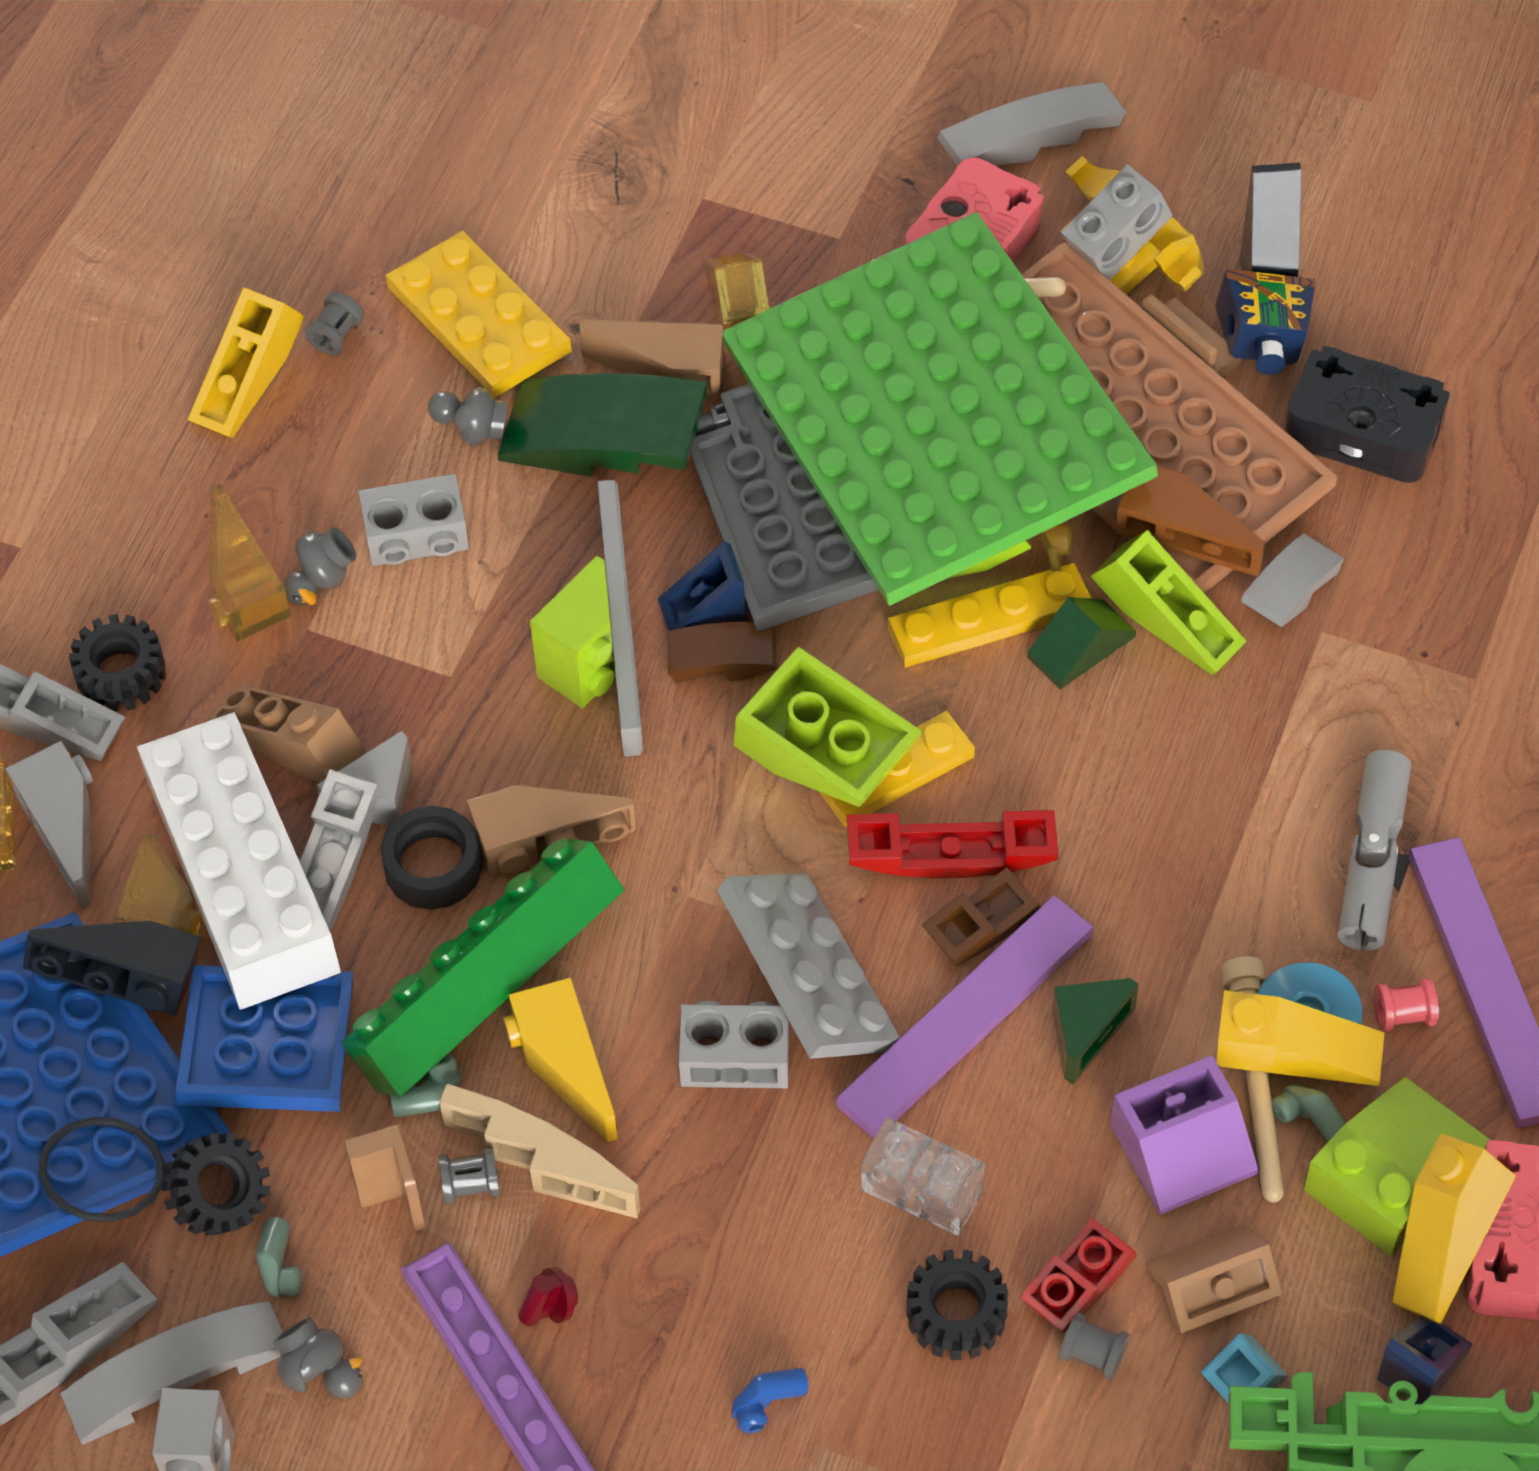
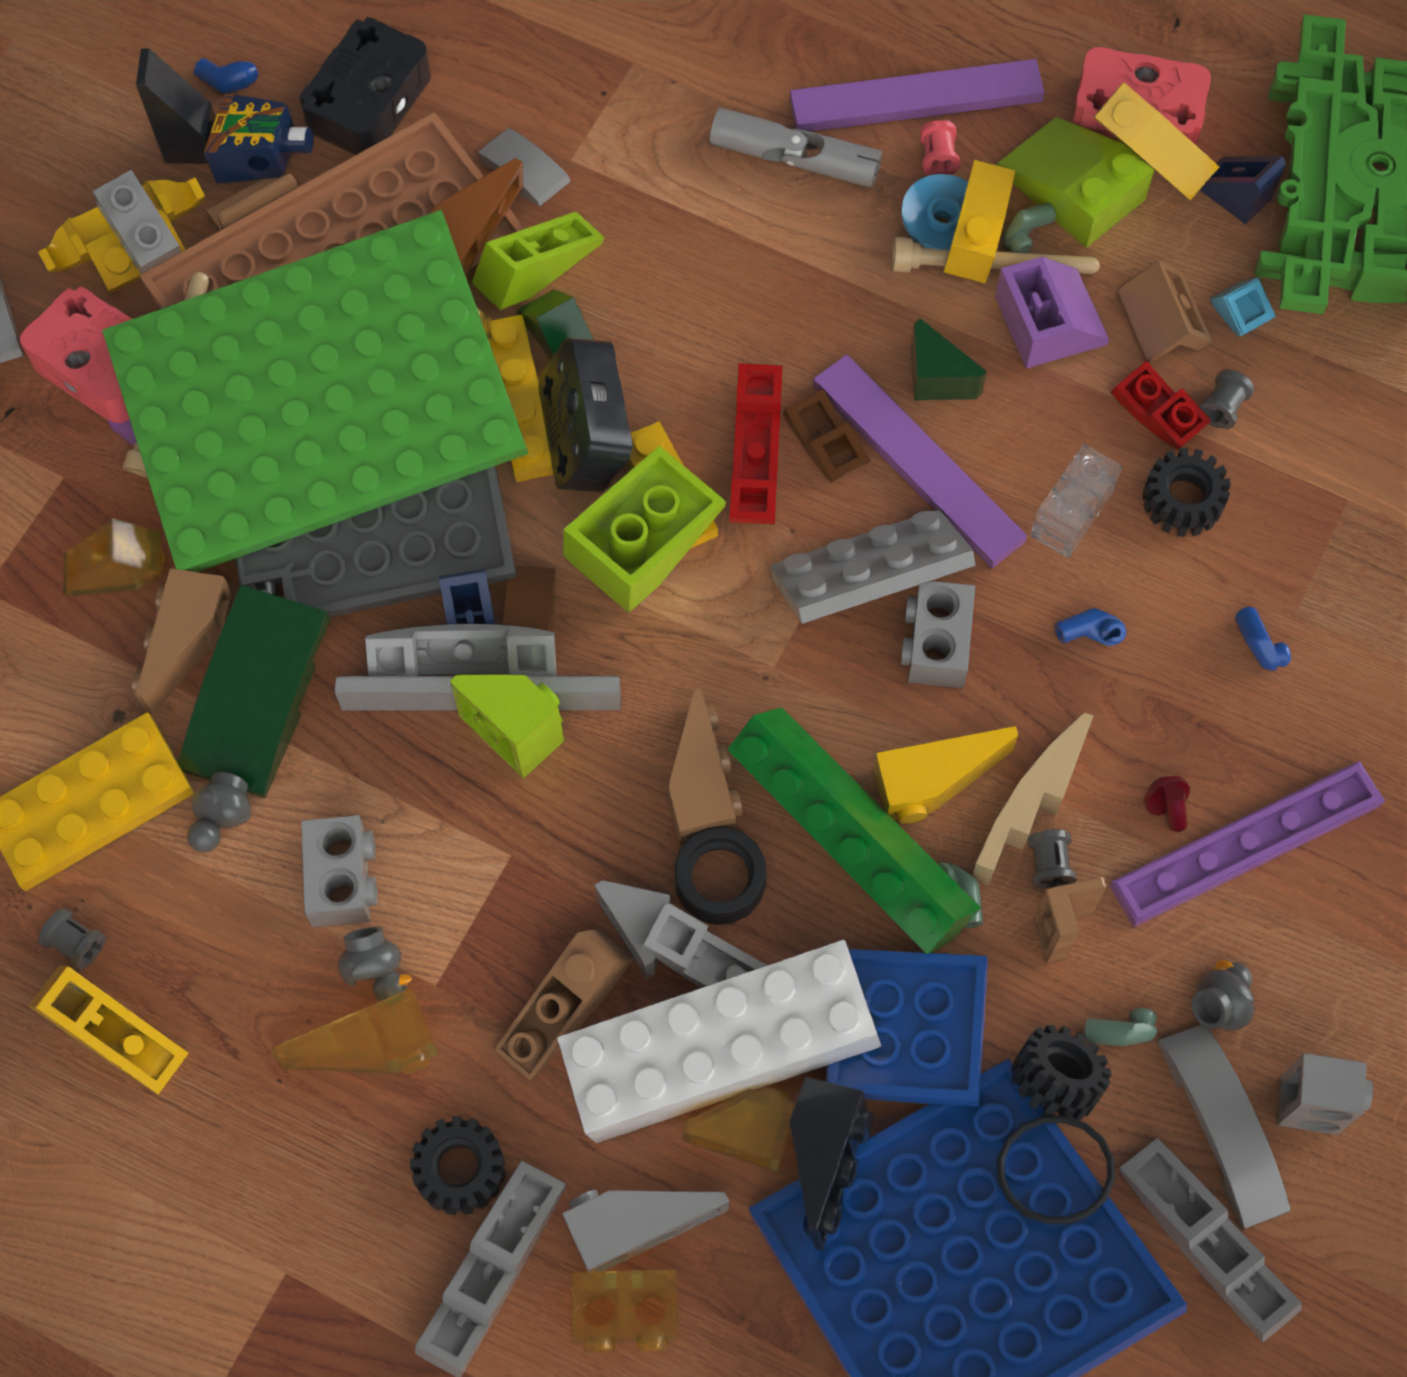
camera: 85 degrees left, 10 degrees up
(665, 581) = (462, 651): none -> light grey slope
(771, 1209) = (1092, 624): none -> blue arm
(952, 657) = (584, 415): none -> black axle
(1356, 291) = (227, 78): none -> blue arm

